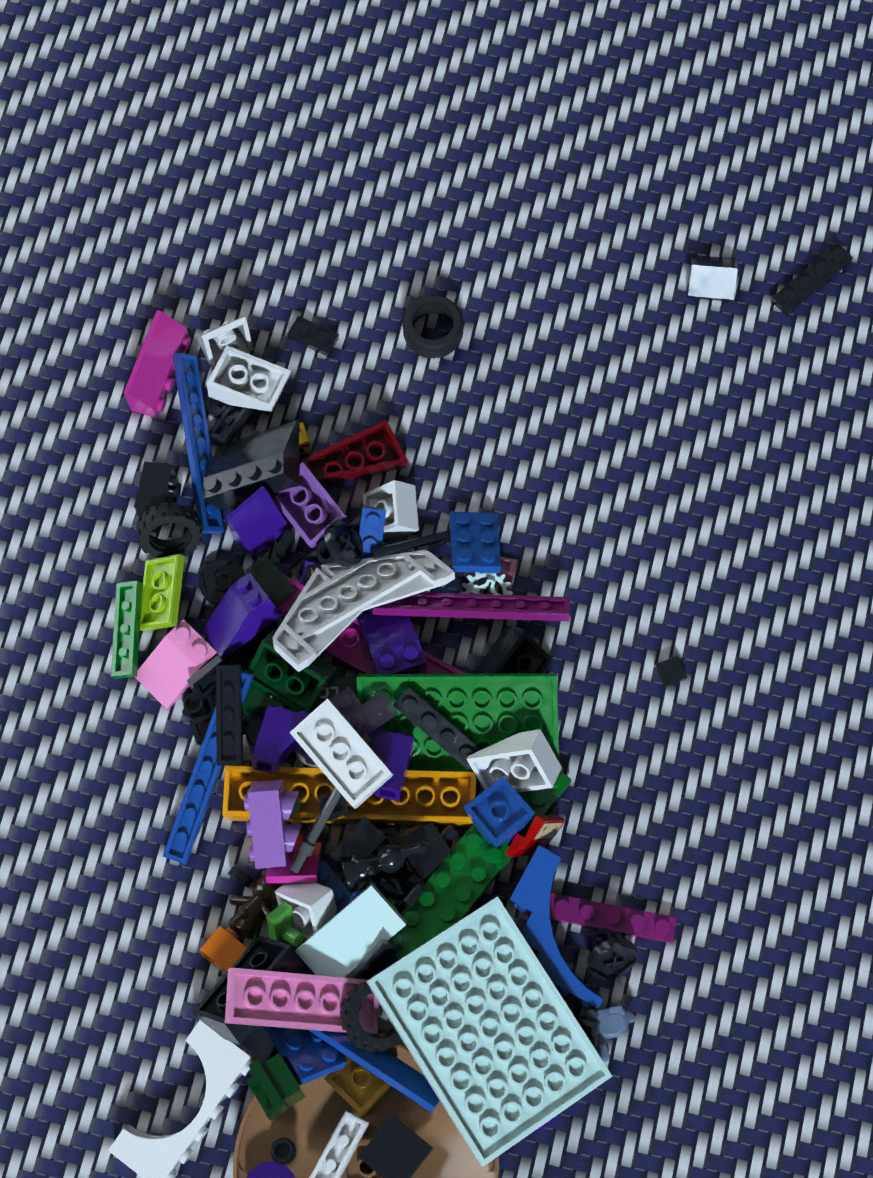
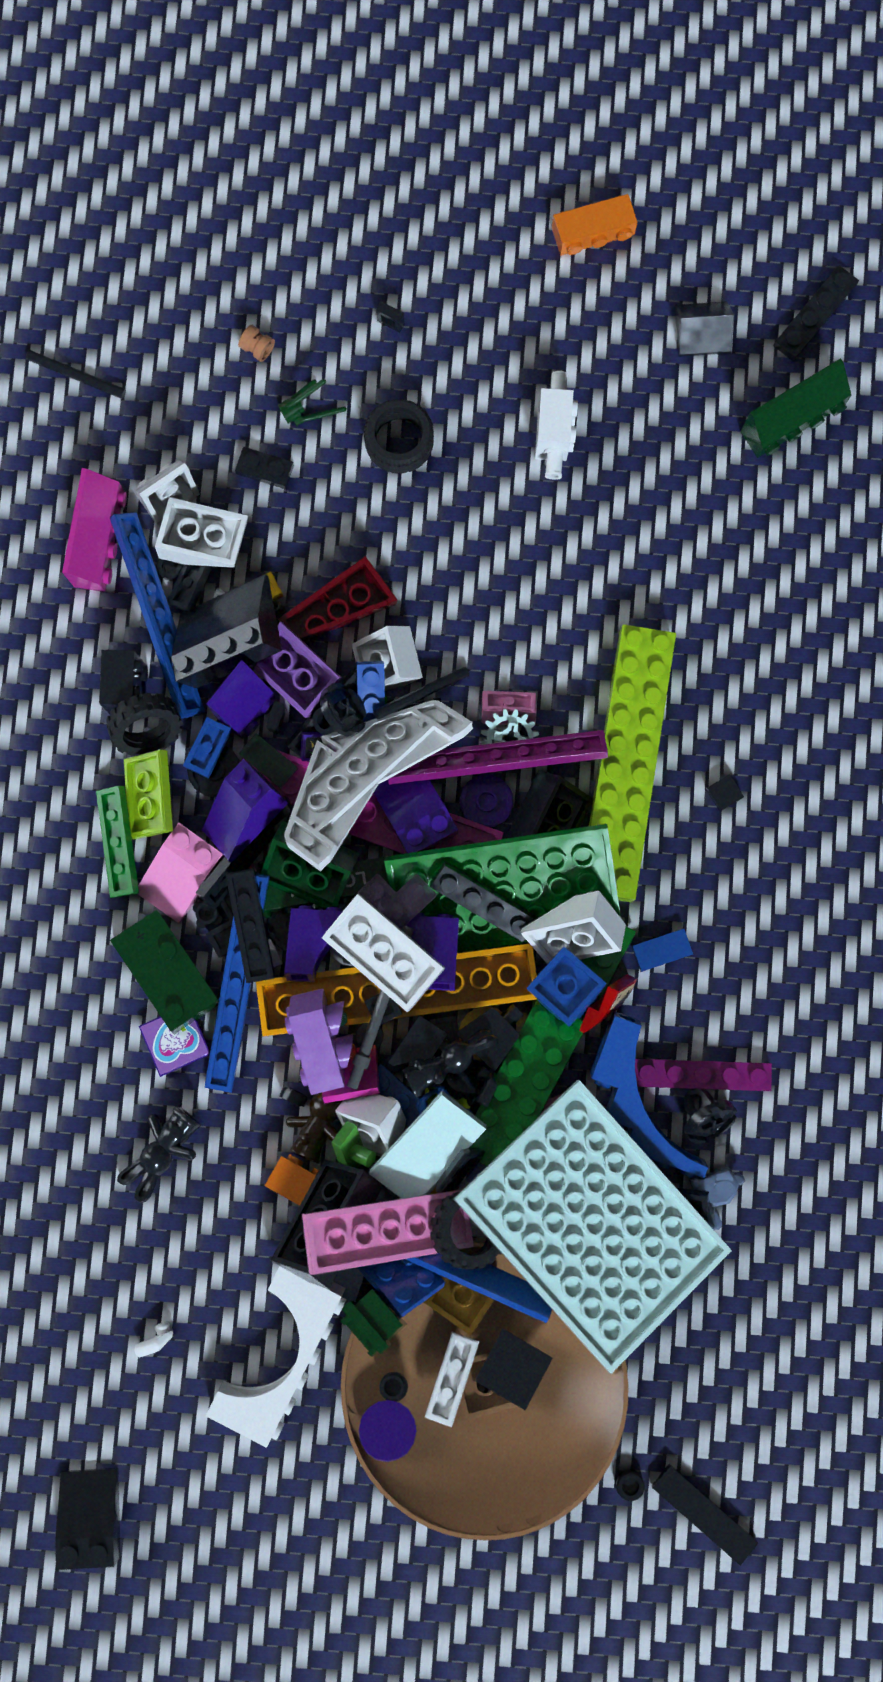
camera: 10 degrees left, 10 degrees up
(76, 1079) = (155, 1344): none -> white arm
(109, 908) = (158, 1155): none -> black animal
(144, 810) = (174, 1051): none -> tile
(147, 747) = (165, 972): none -> dark green brick
(168, 237) = (76, 374): none -> black bar
(220, 560) = (207, 747): none -> blue plate
(325, 233) = (255, 342): none -> nougat wheel
(346, 290) = (292, 407): none -> dark green plant
(442, 228) = (390, 316): none -> black tile
(458, 645) = (486, 800): none -> dark purple tile
(474, 542) = (487, 682): blue plate -> none
(569, 336) = (556, 425): none -> white brick
(592, 620) = (632, 744): none -> lime brick
(593, 801) = (662, 950): none -> blue tile
(630, 179) = (594, 225): none -> orange brick
(782, 355) = (797, 409): none -> dark green slope

